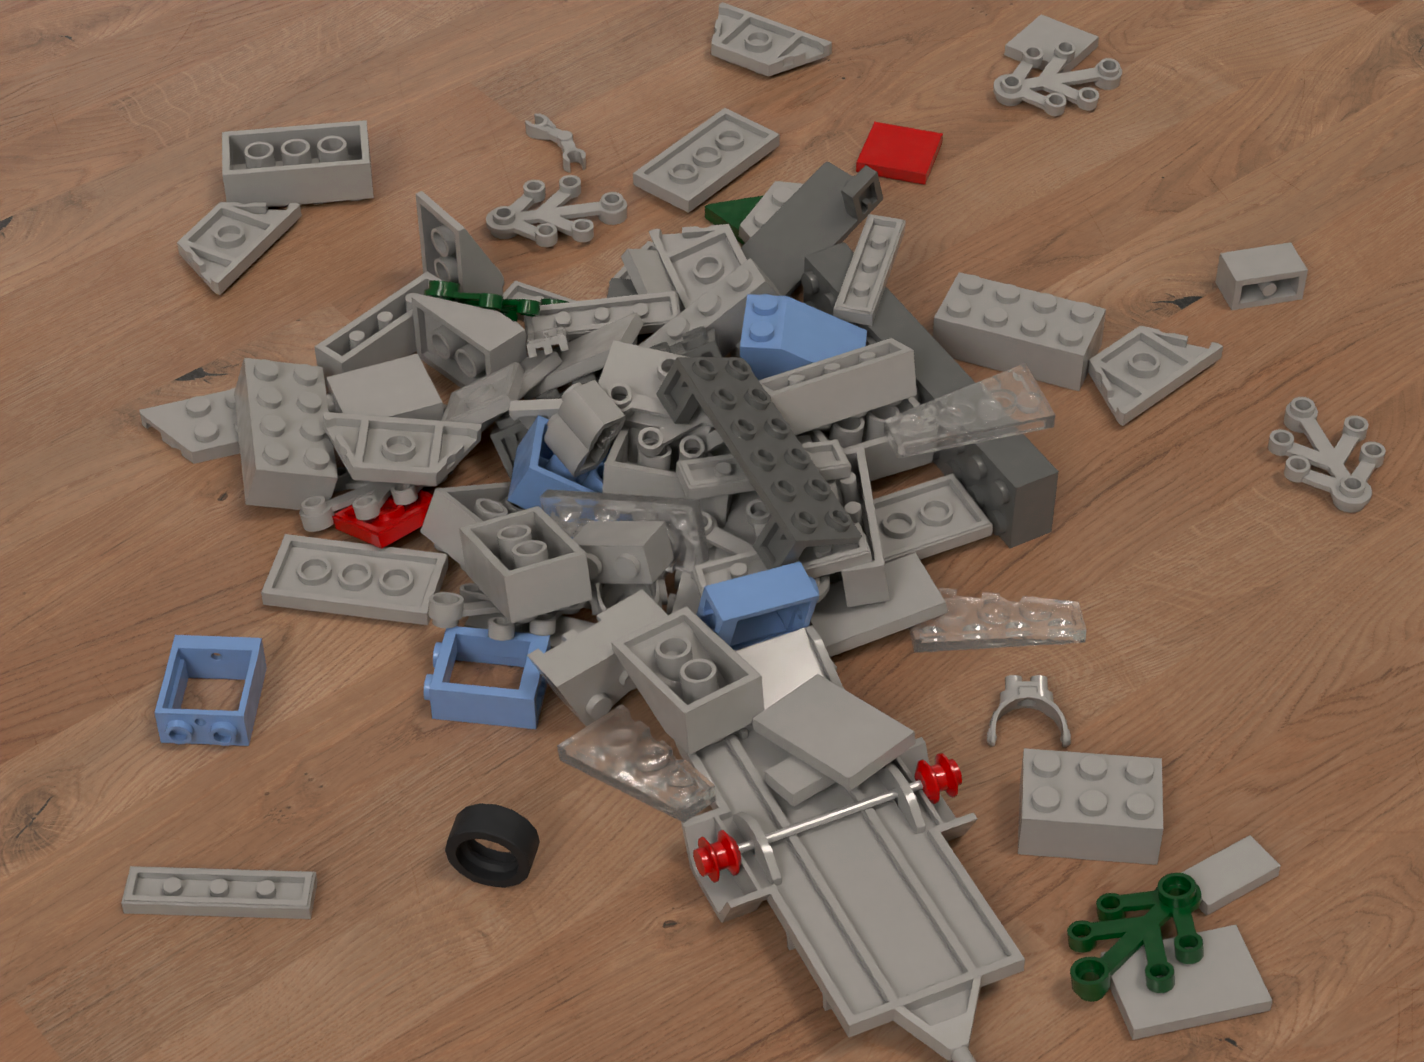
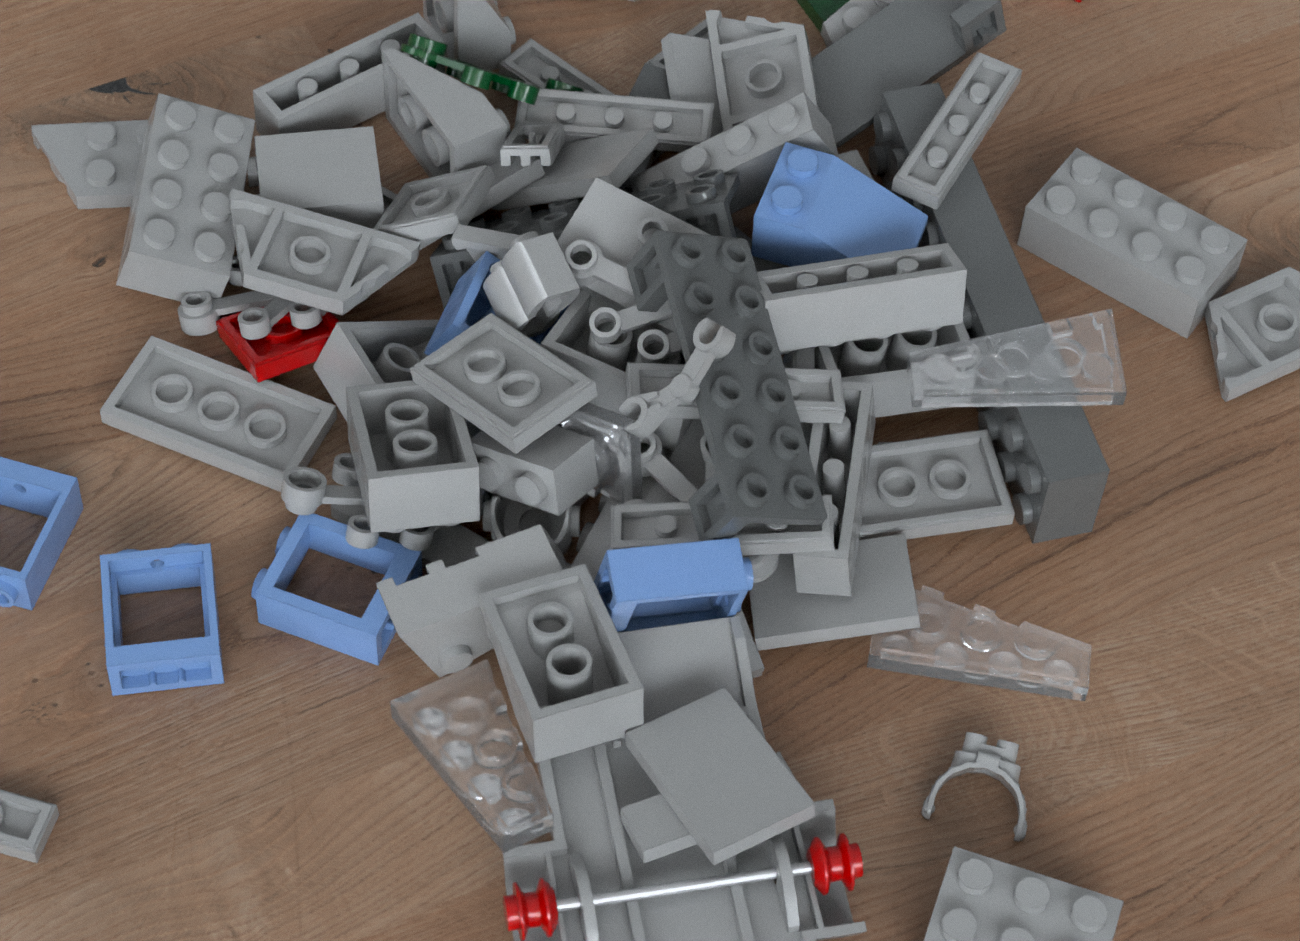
camera: 10 degrees right, 10 degrees up
(367, 756) = (163, 663): none -> medium blue window
(499, 826) = (268, 825): black tyre -> none
(584, 496) = (504, 382): none -> light grey tile
(730, 461) = (684, 387): none -> light grey piece

